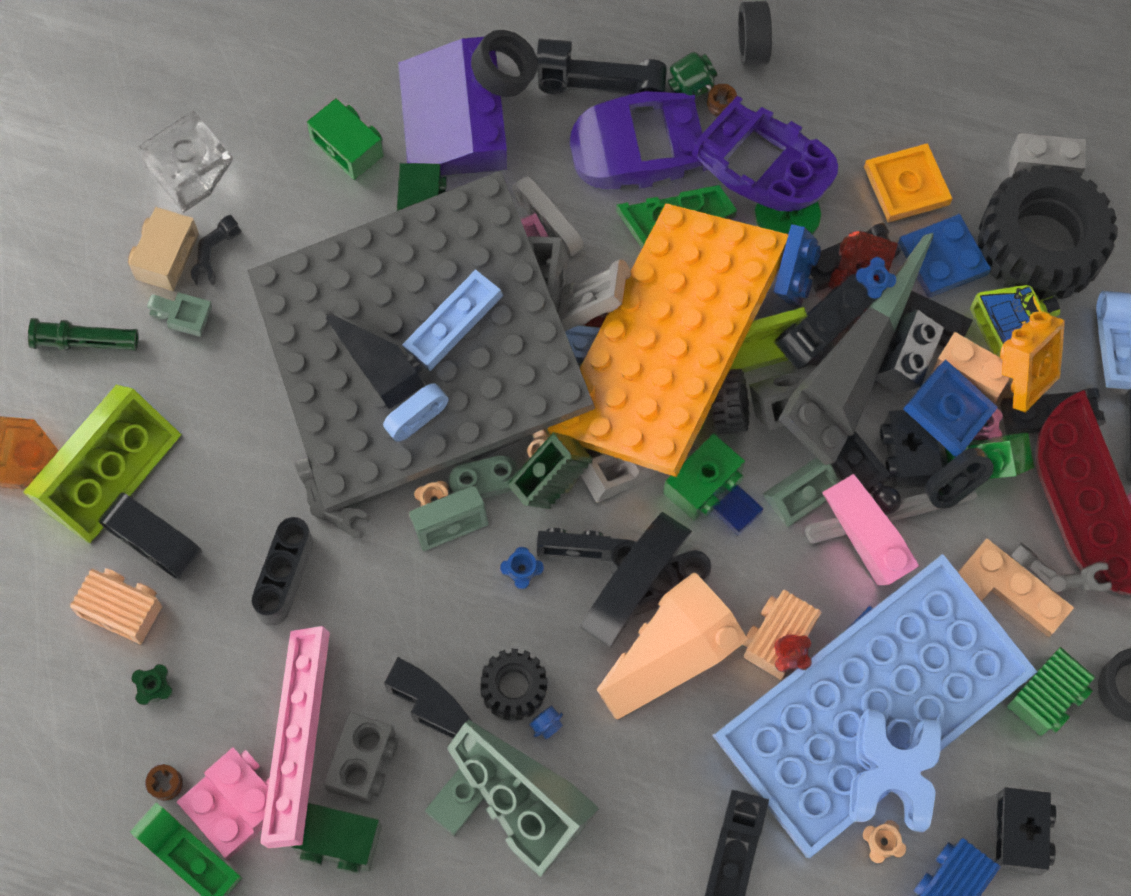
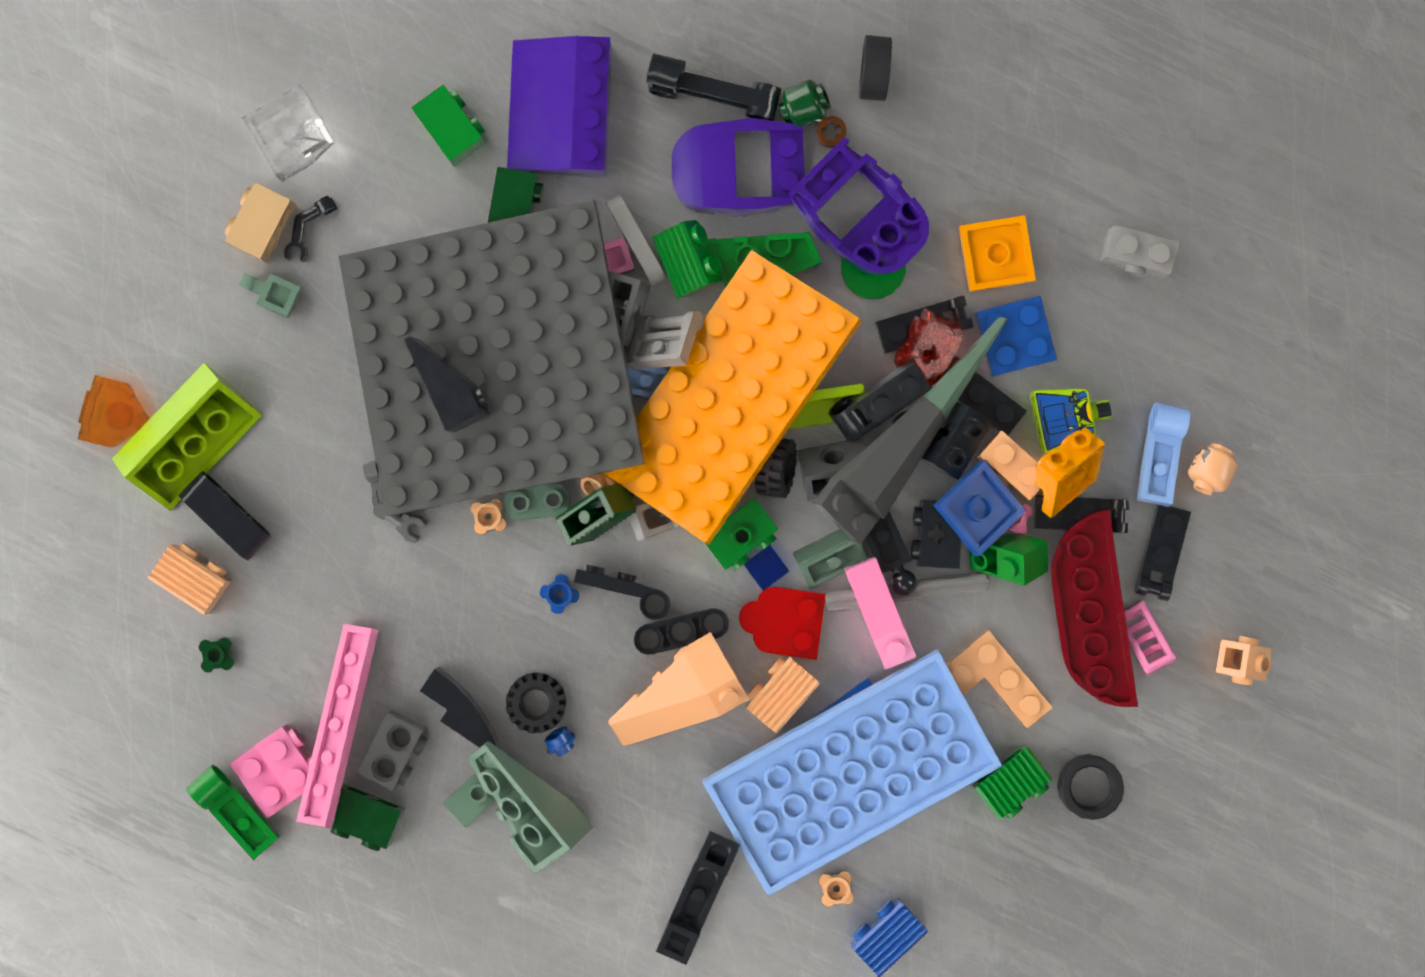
camera: 10 degrees right, 20 degrees up
(67, 335) = (160, 301): dark green pin -> none
(152, 783) = (210, 740): reddish brown bush -> none
(285, 587) = (329, 579): black beam -> none
(415, 412) = (477, 446): light blue beam -> none
(449, 518) = (498, 538): sand green slope -> none
(452, 320) = (523, 358): light blue plate -> none
(517, 49) = (636, 71): black tyre -> none
(602, 222) = (687, 258): none -> green brick
(634, 578) = (660, 625): black slope -> none
(768, 561) = (785, 621): none -> red plate
(789, 644) = (776, 718): clear red plate -> none
(796, 264) = (861, 346): blue plate -> none
(873, 287) = (932, 360): blue plate -> none
(895, 770) = (854, 838): light blue piece -> none
(961, 478) = (971, 578): black plate -> none
(1012, 848) = (944, 914): black brick -> none
(1061, 582) = (1021, 654): dark grey piece -> none
(1064, 199) = (1149, 302): black tyre -> none

